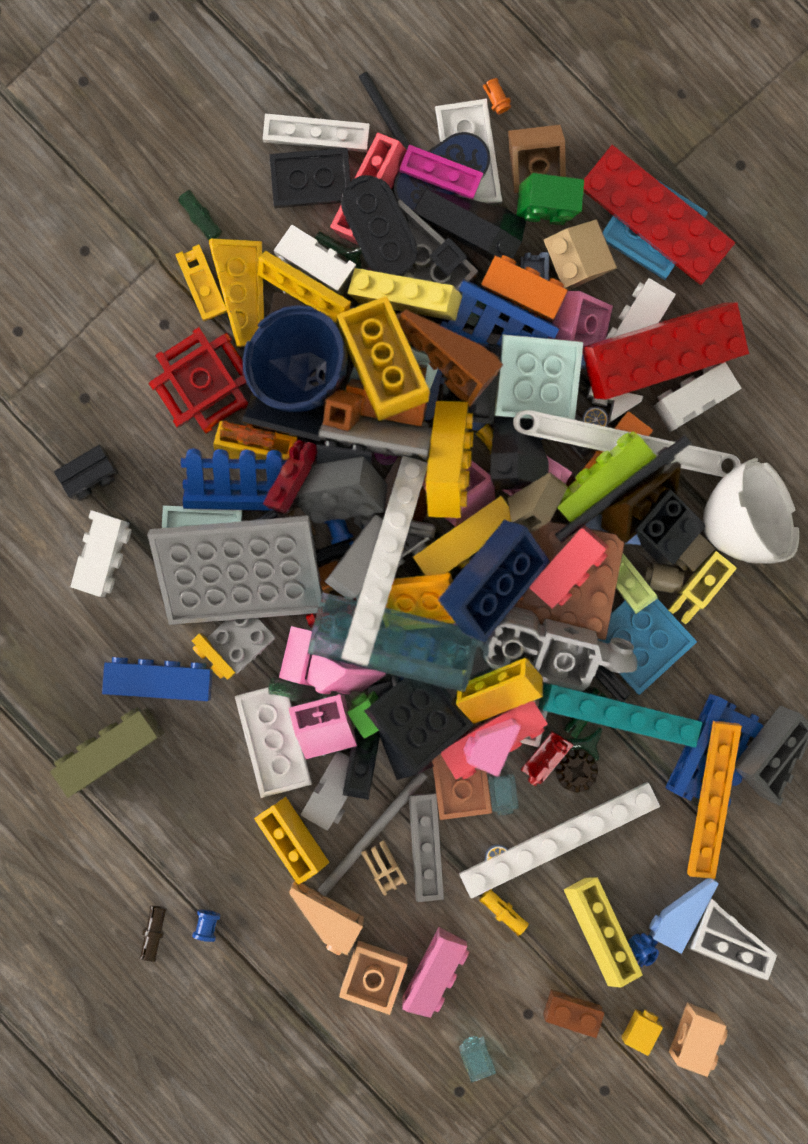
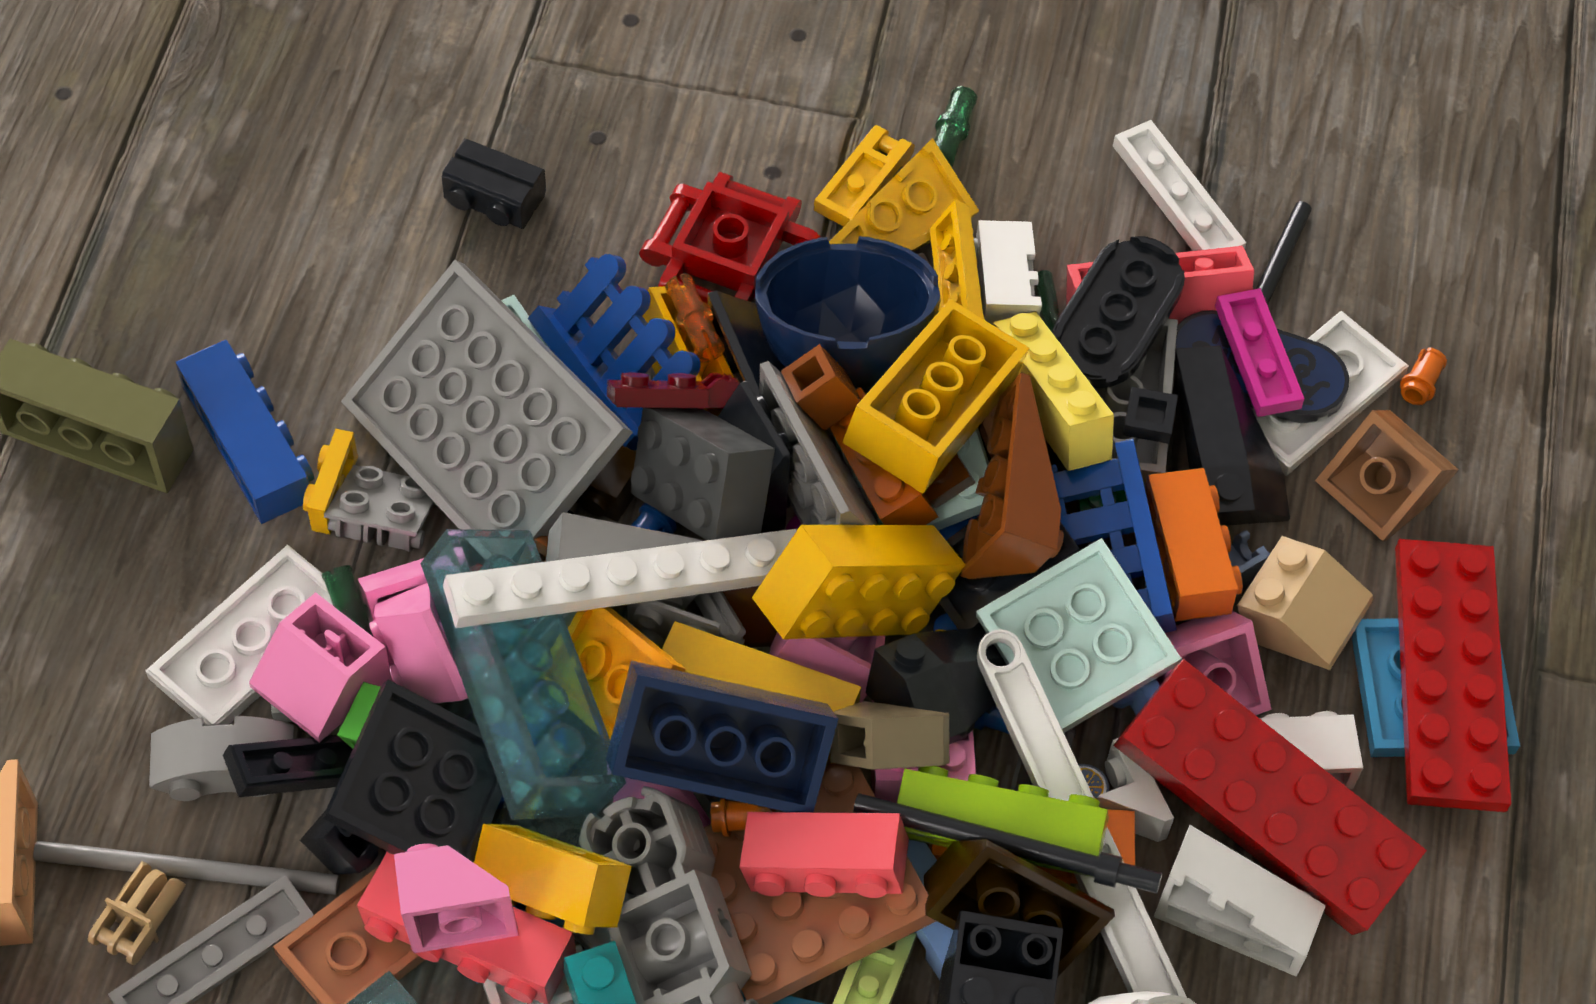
camera: 55 degrees right, 30 degrees down
(100, 554) = (387, 256): white wedge -> none
(292, 840) = (99, 743): yellow brick -> none
(309, 177) = (1106, 206): black plate -> none
(550, 198) = (1347, 506): green brick -> none

